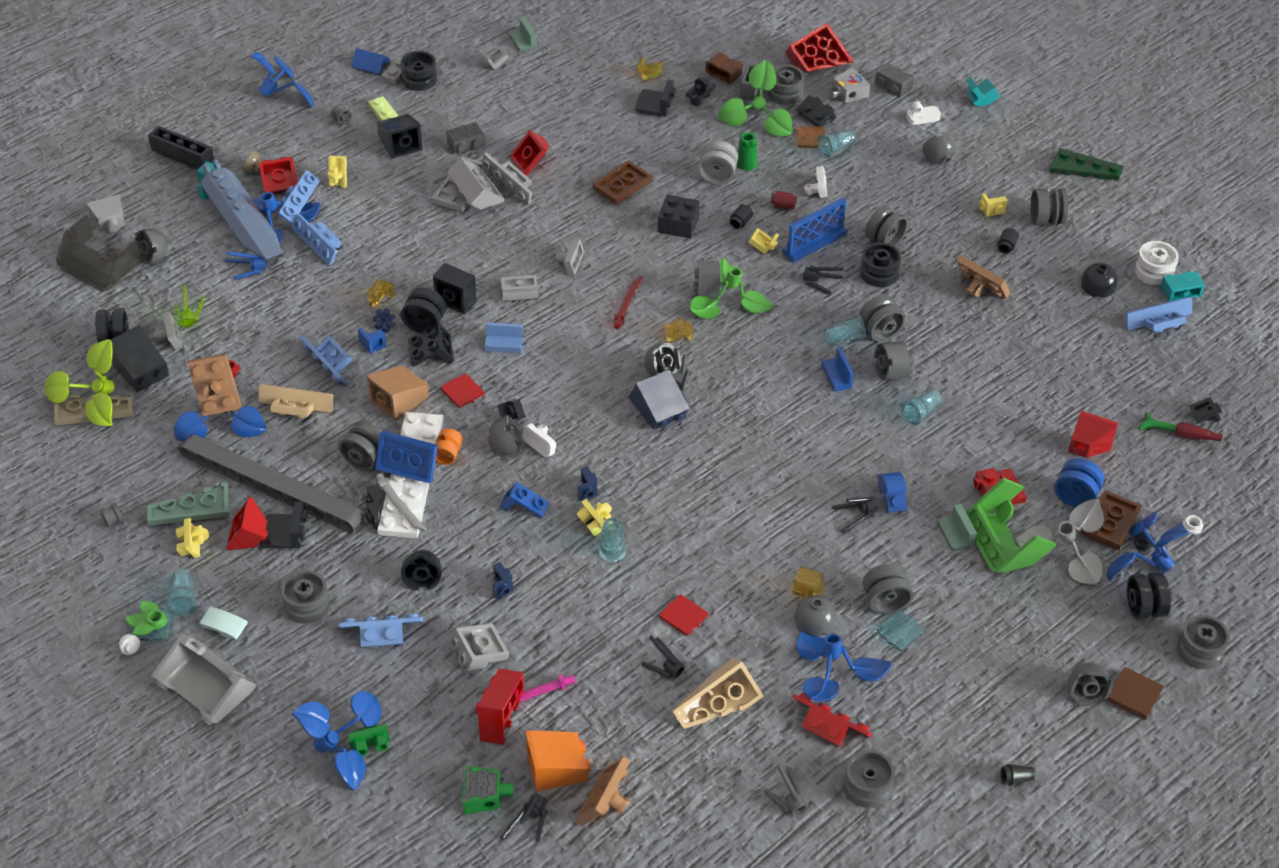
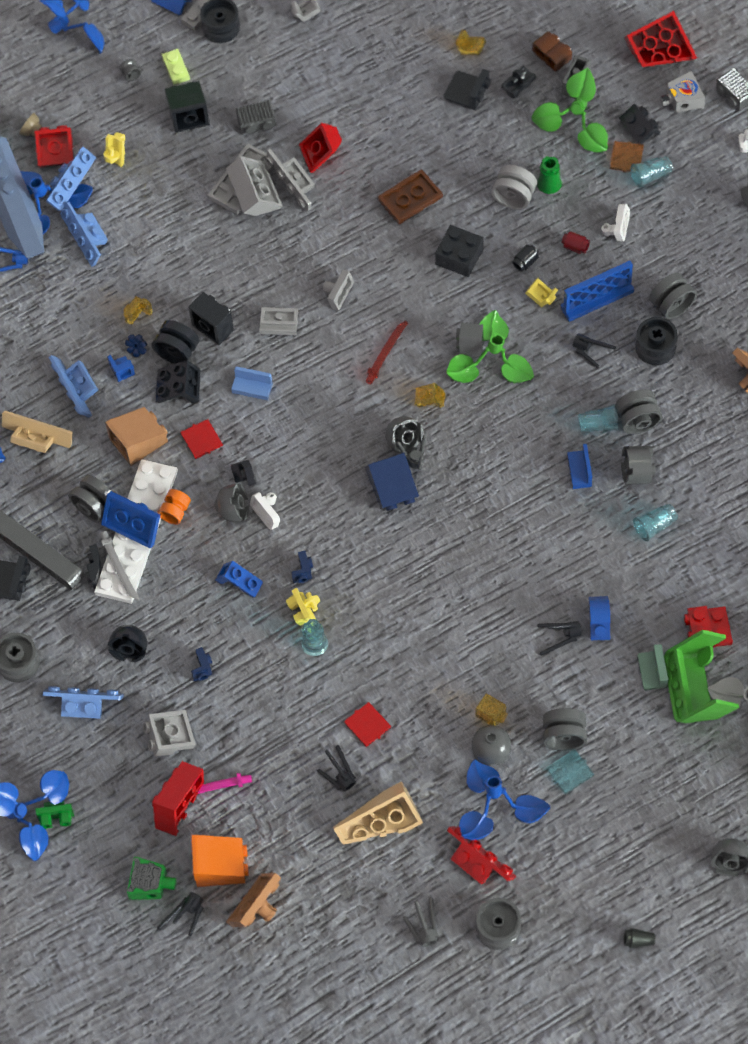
camera: 15 degrees right, 15 degrees up
(788, 85) = (613, 84): dark grey wheel -> none

